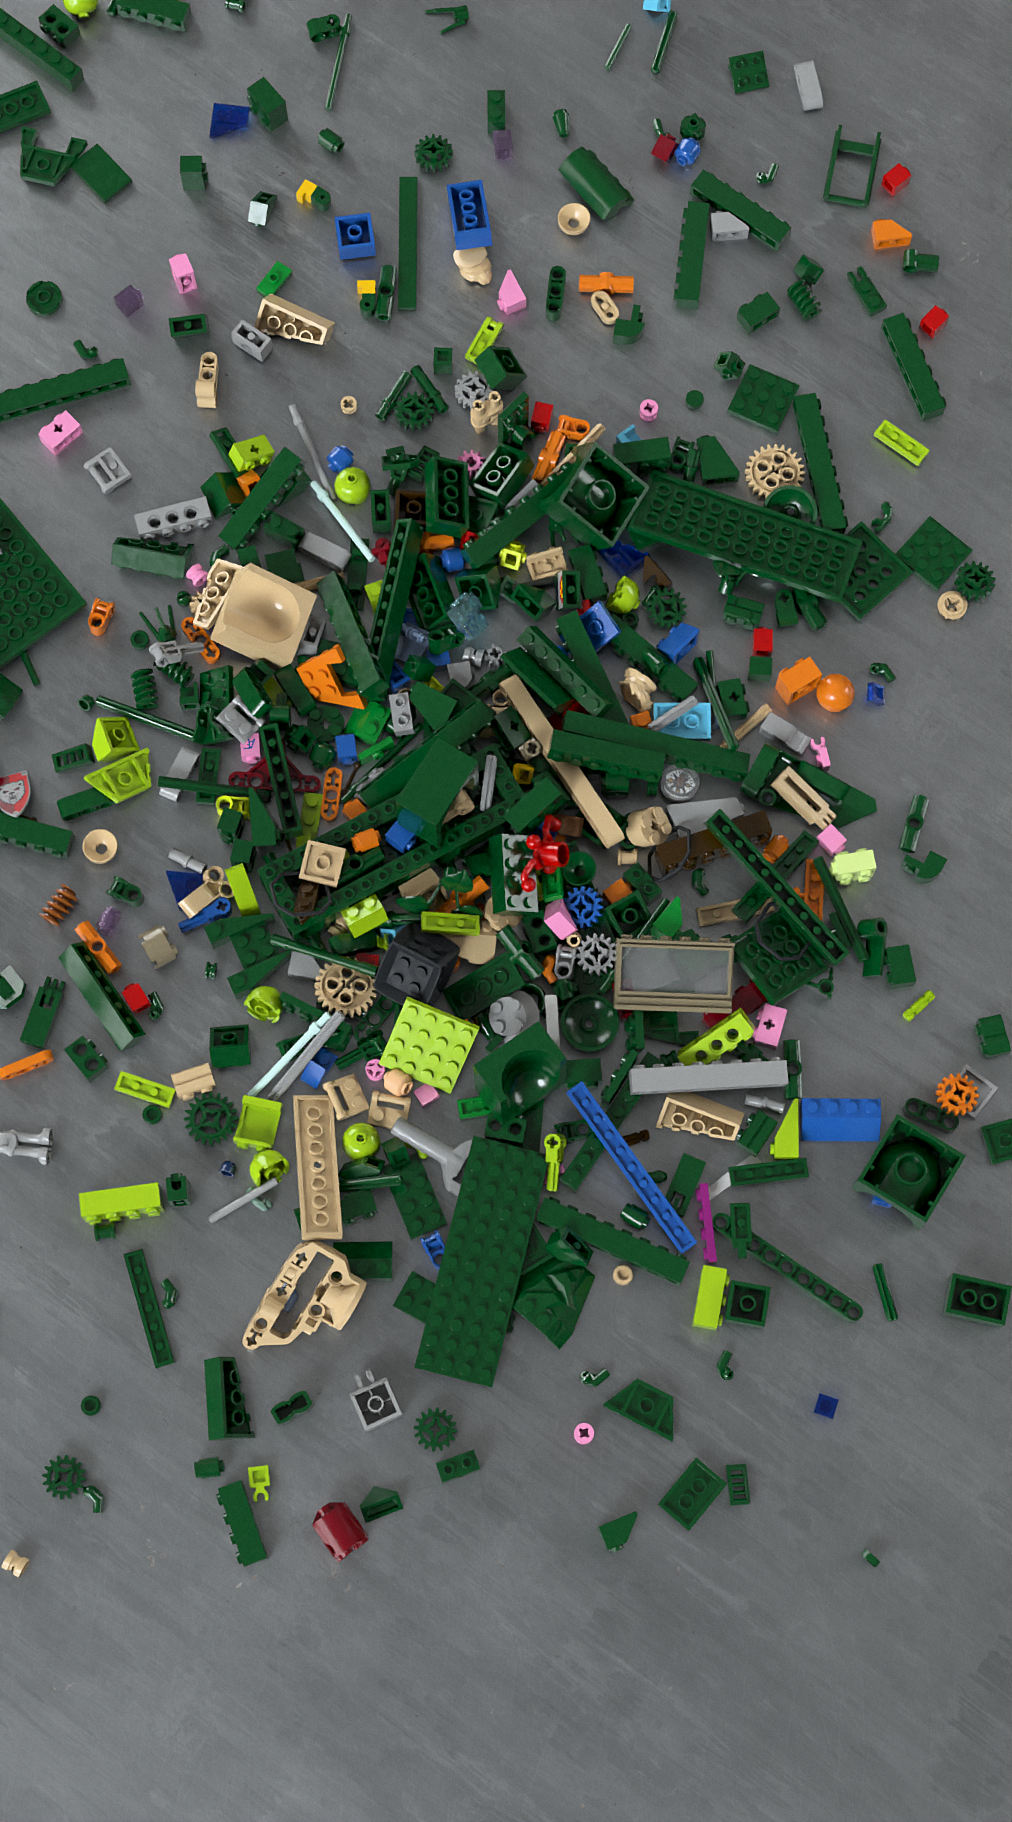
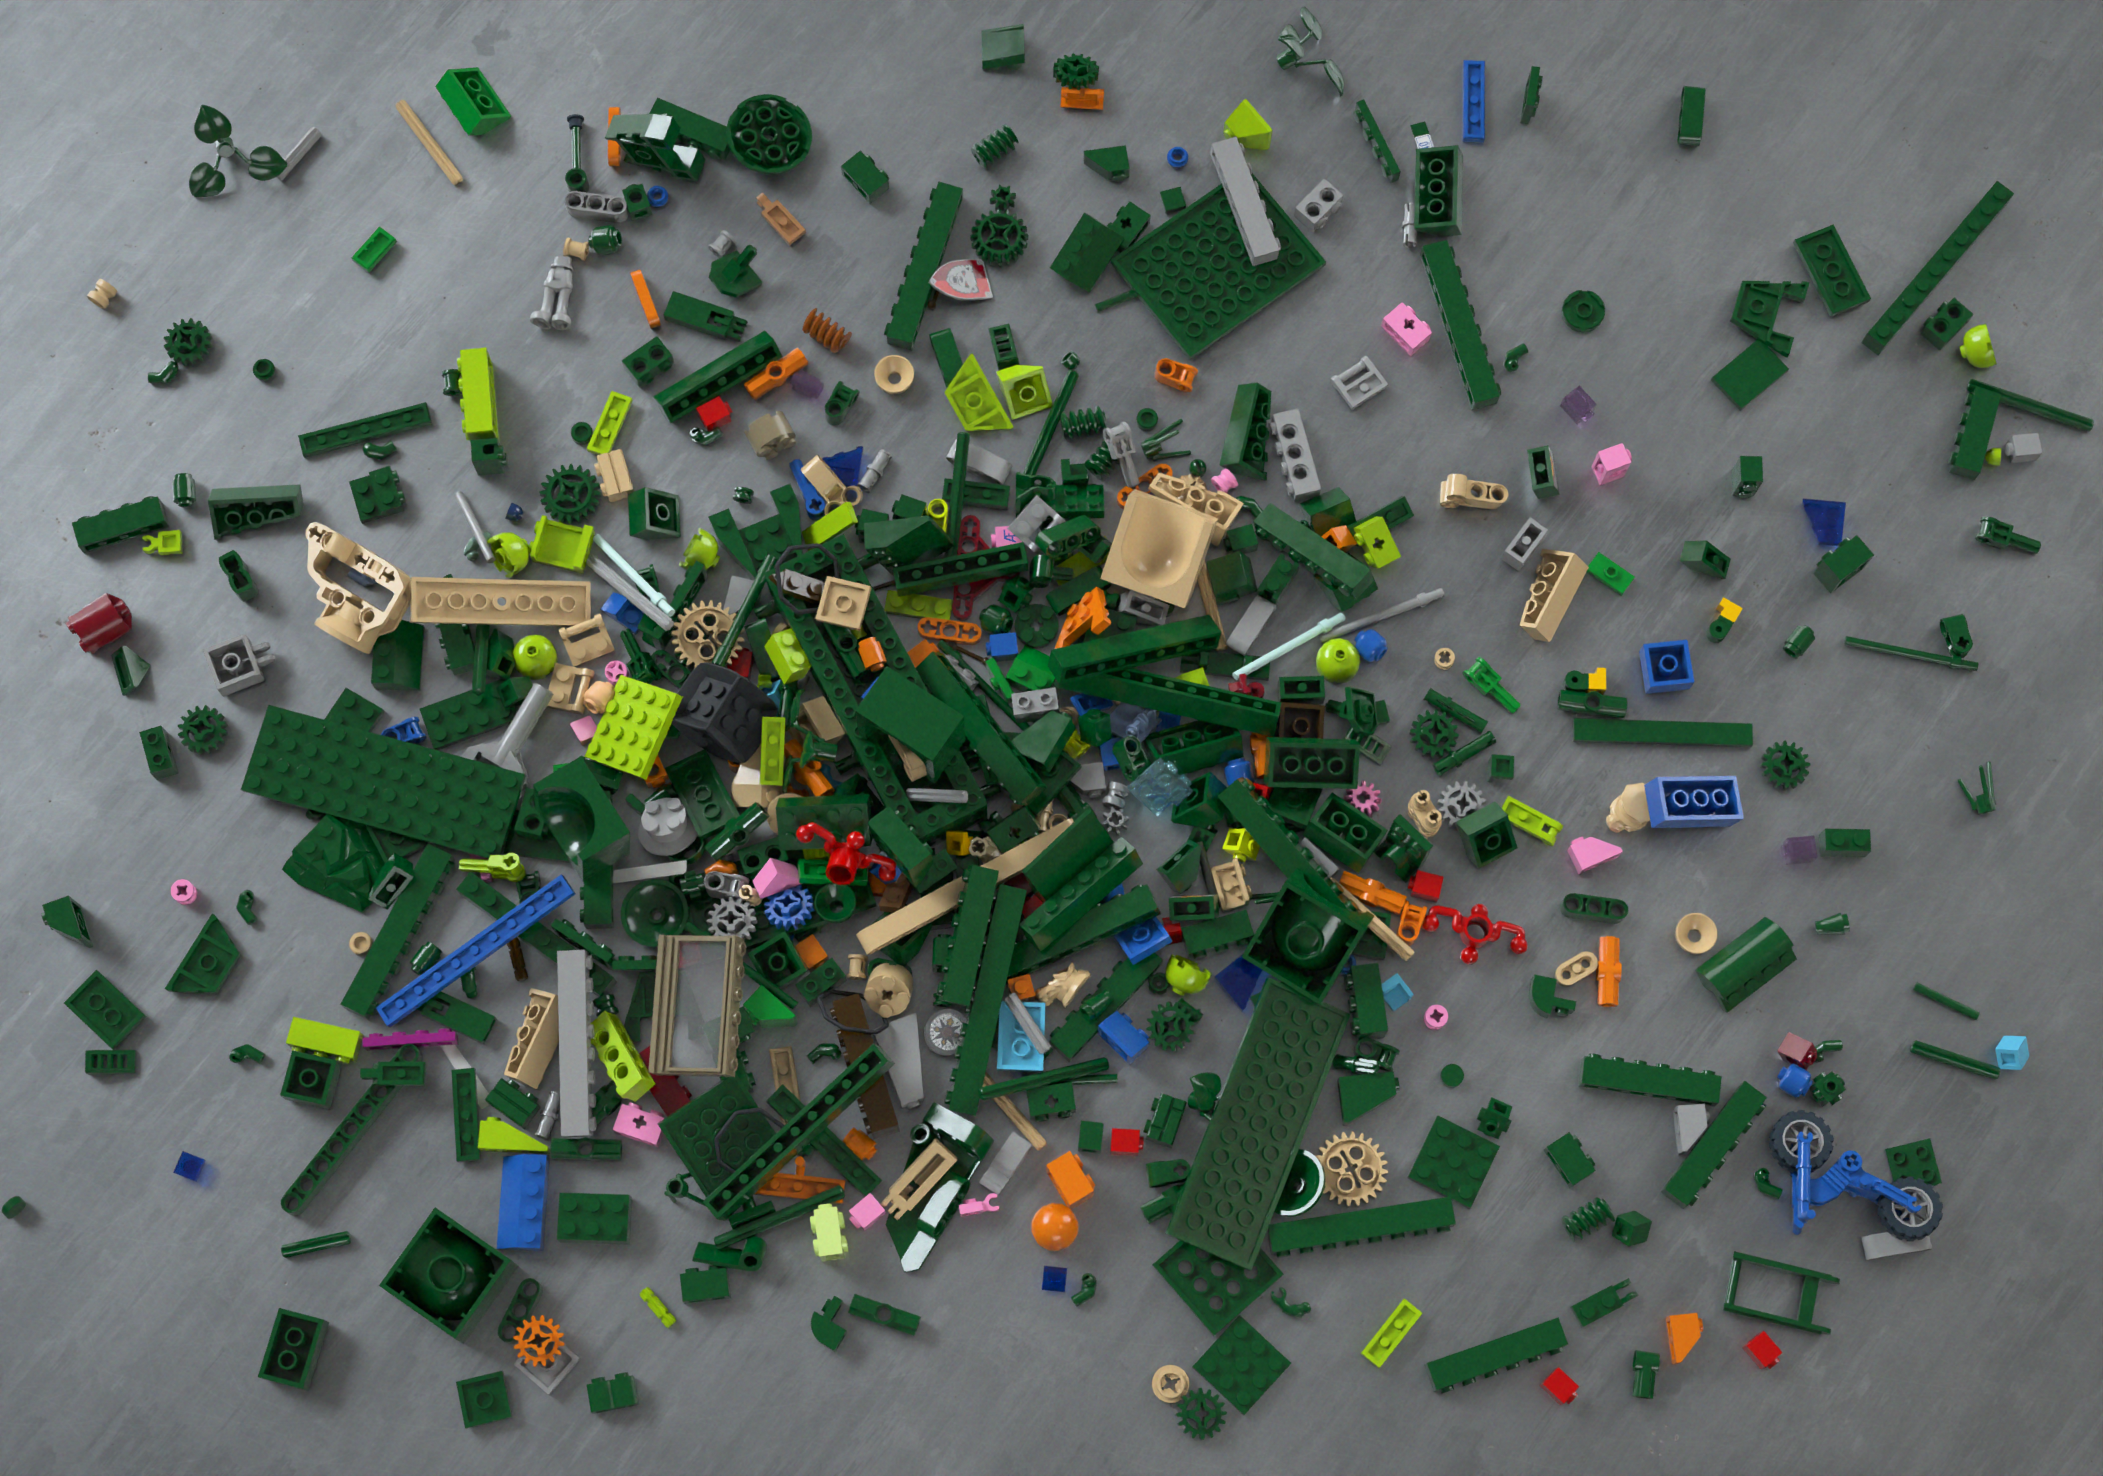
camera: 90 degrees right, 0 degrees up
(211, 1291) = (377, 494): none -> dark green plate
(369, 371) = (1487, 681): none -> green connector
(465, 1085) = (606, 777): none -> dark green hinge
(576, 386) = (1478, 917): none -> red wheel
(651, 568) = (1222, 1011): dark brown slope -> none
(745, 142) = (1891, 1198): none -> piece
(850, 1058) = (594, 1218): none -> dark green brick

